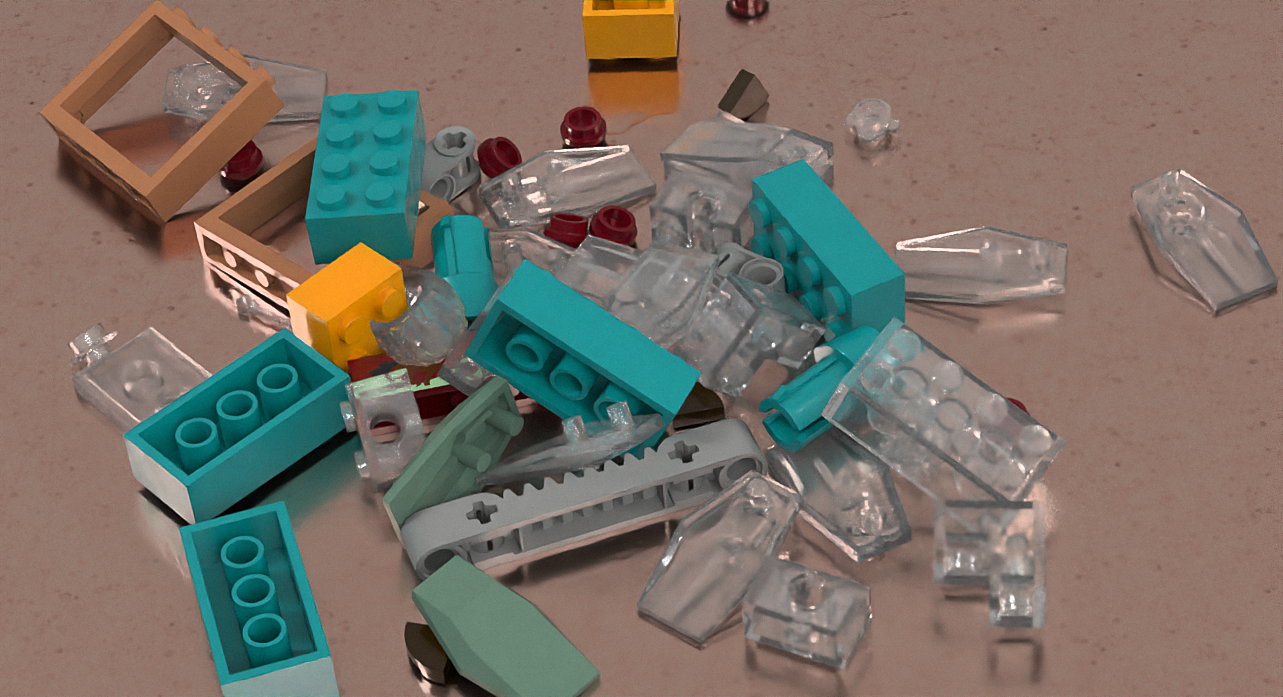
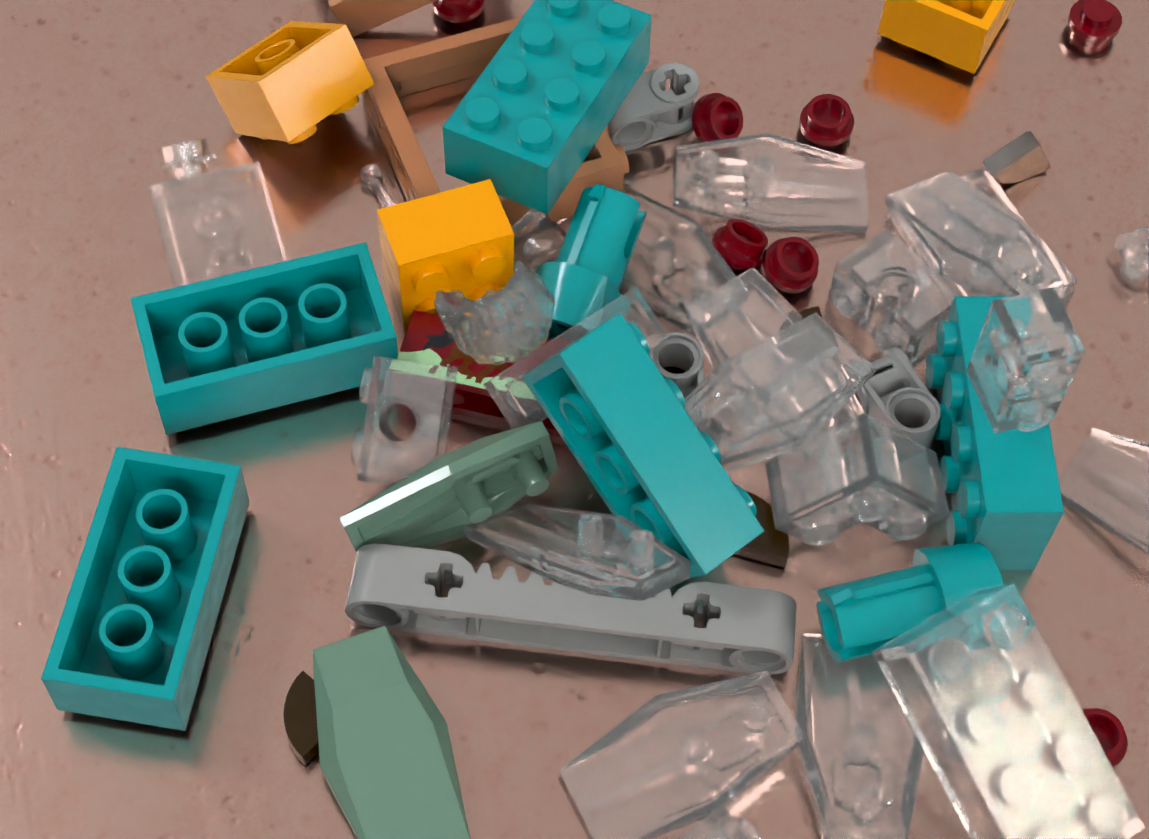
camera: 20 degrees right, 15 degrees up
(149, 255) = (291, 81): none -> light orange brick
(825, 183) = (1024, 360): none -> clear brick

